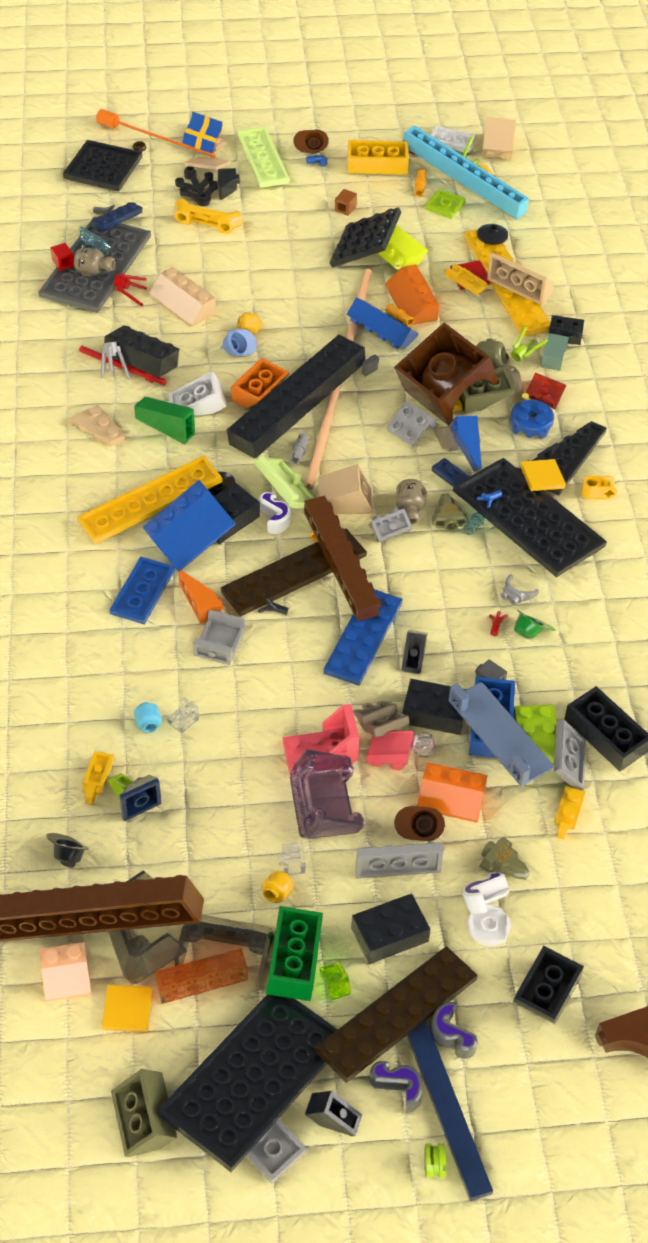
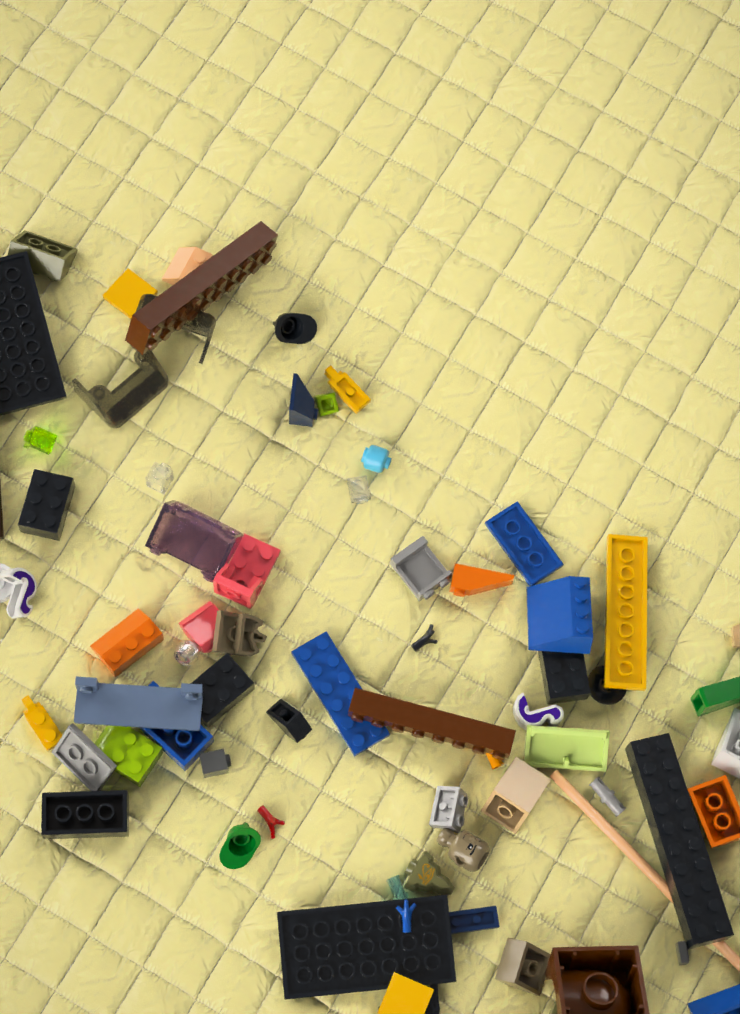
camera: 120 degrees right, 20 degrees up
(201, 976) = (112, 352): clear orange brick -> none
(277, 887) = (145, 451): yellow head -> none
(282, 577) = (456, 676): dark brown plate -> none
(294, 953) = (75, 406): green brick -> none
(399, 860) = (95, 544): light grey plate -> none
(410, 423) = (570, 928): light grey bracket -> none
(419, 823) = (115, 589): reddish brown piece -> none
(467, 437) = (499, 955): blue slope -> none
(503, 859) = (39, 634): olive rock -> none
(515, 595) = (289, 857): light grey helmet -> none

